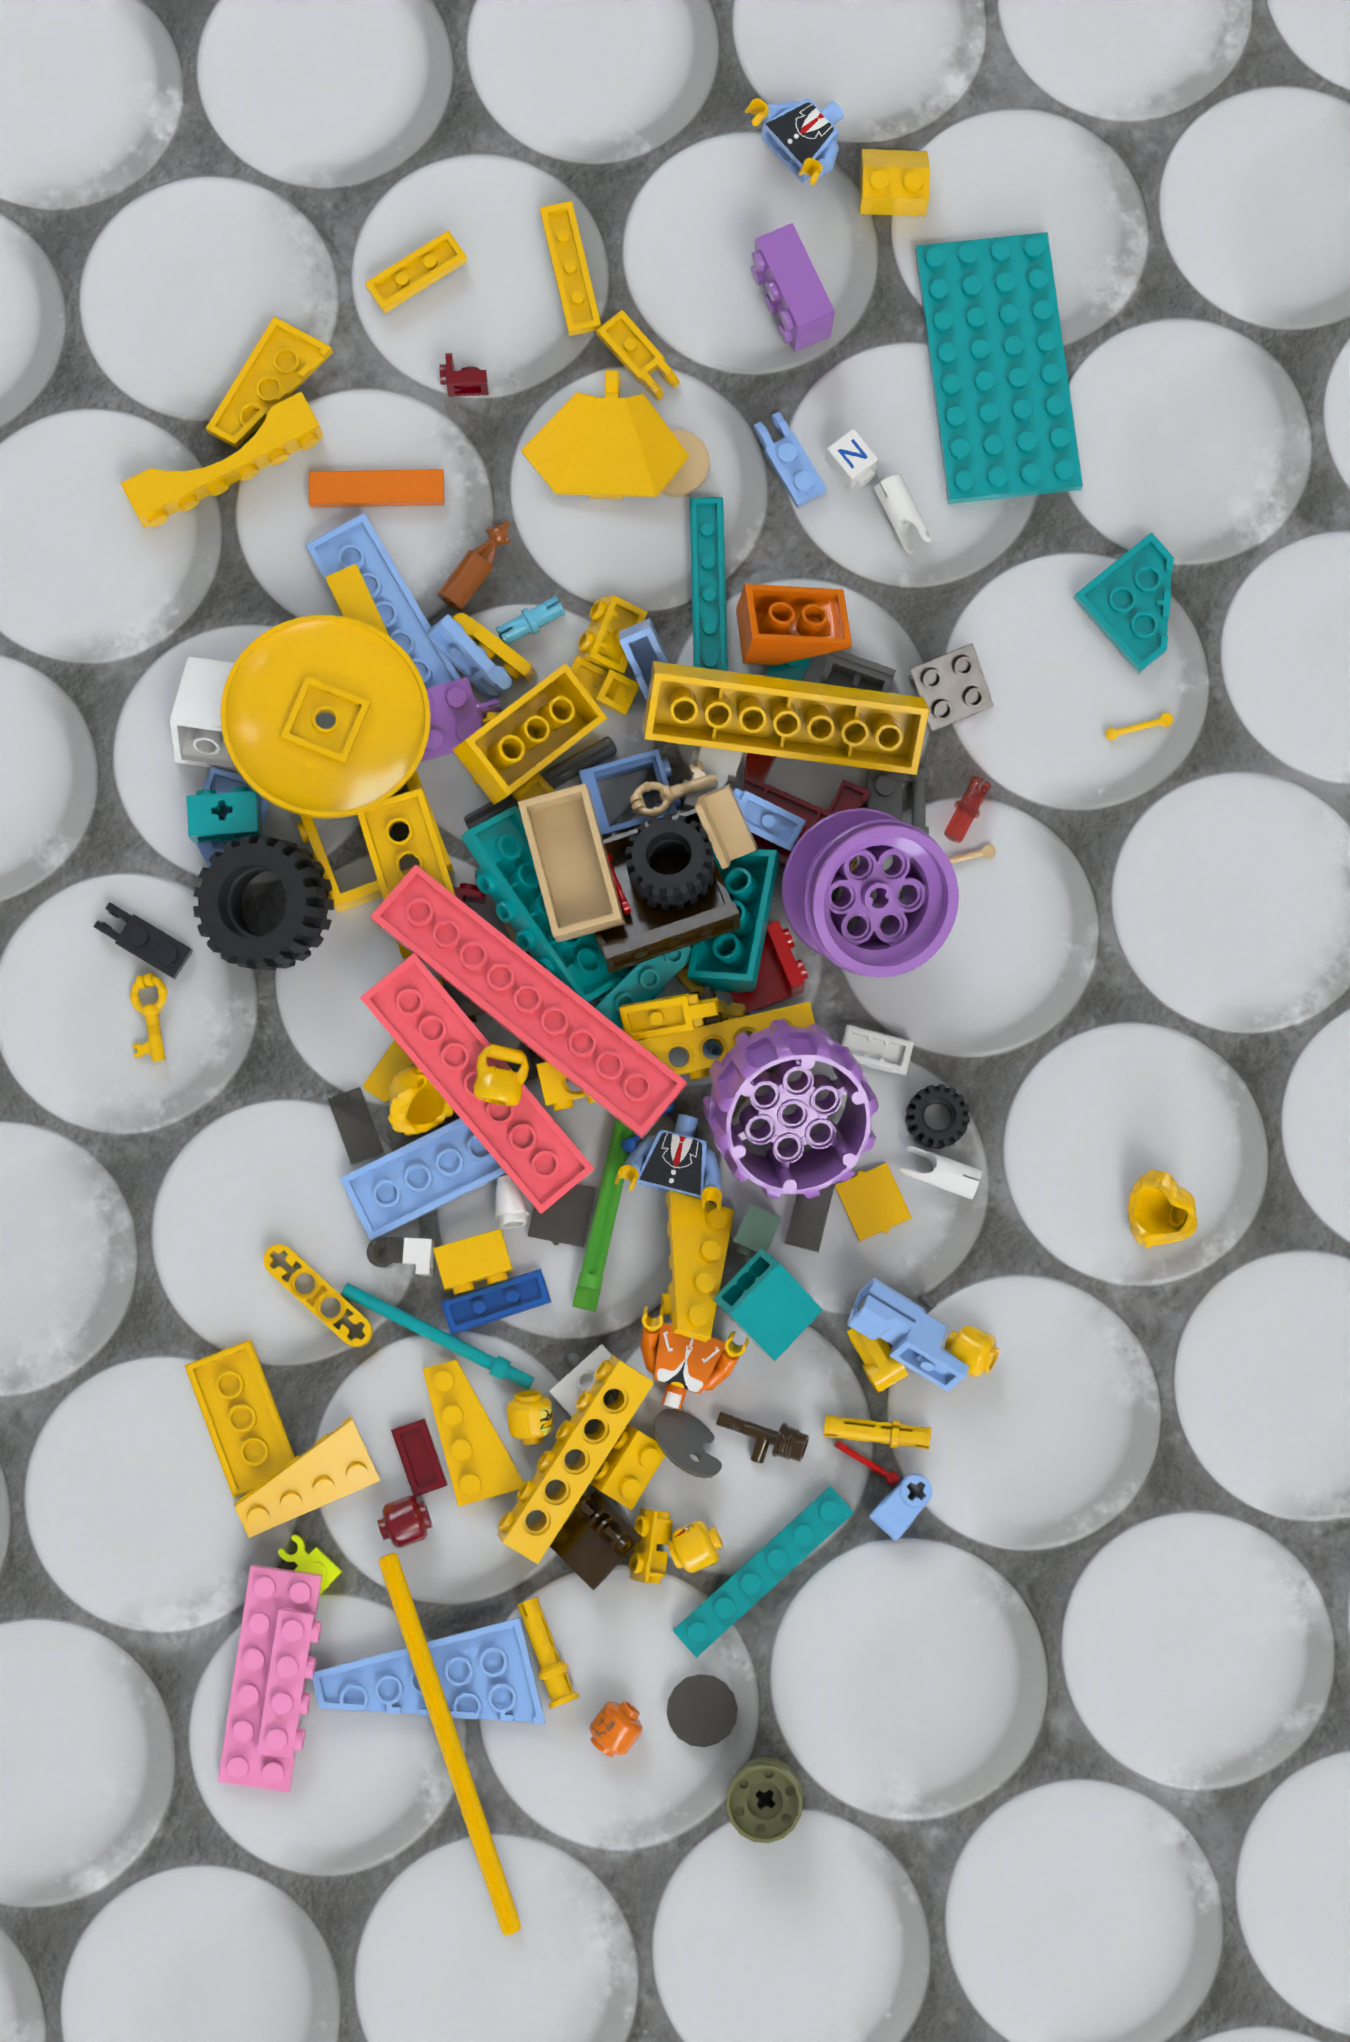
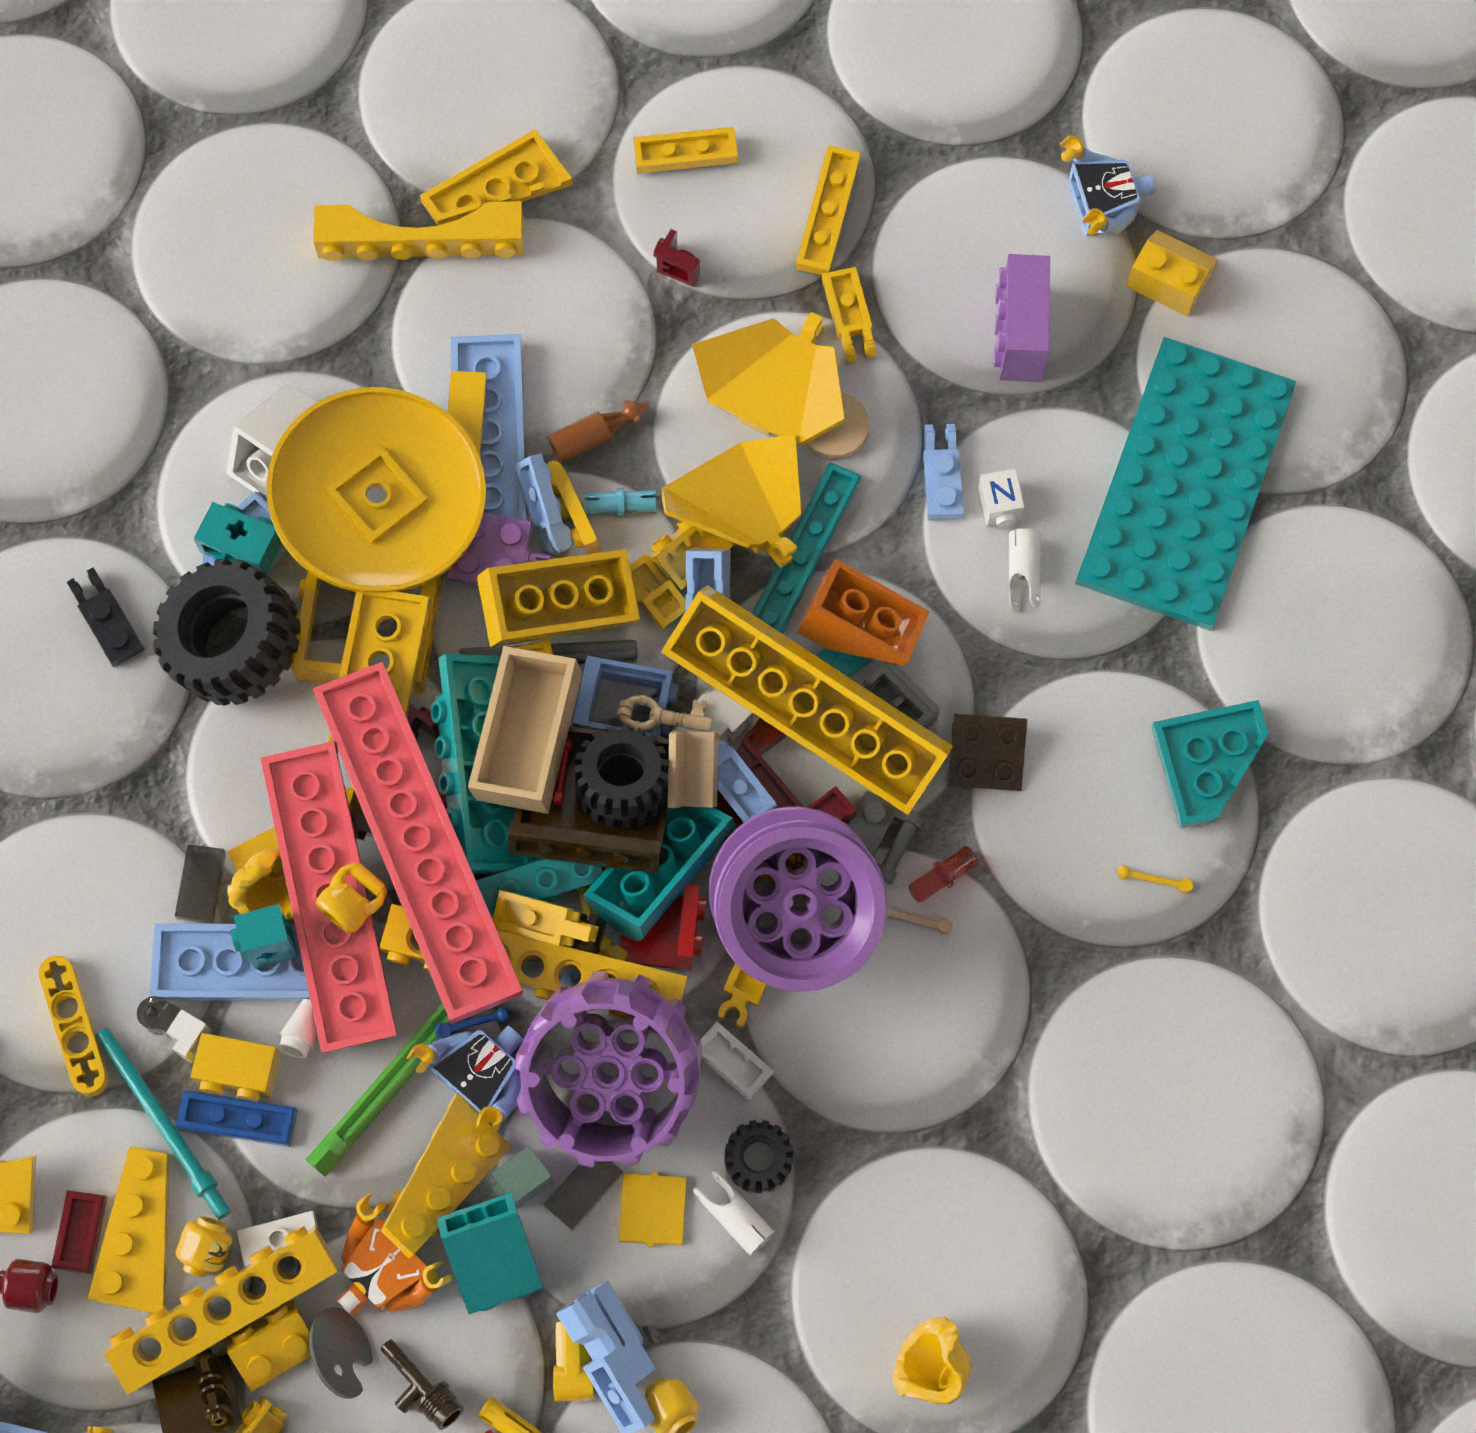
camera: 30 degrees right, 10 degrees down
(151, 1012) = (73, 684): yellow piece -> none
(376, 488) = (545, 319): orange tile -> none
(444, 1144) = (264, 936): none -> teal brick
(565, 1219) = (347, 1071): clear smoke piece -> none
(634, 564) = (743, 496): none -> yellow panel
(854, 988) = (743, 990): none -> yellow plate

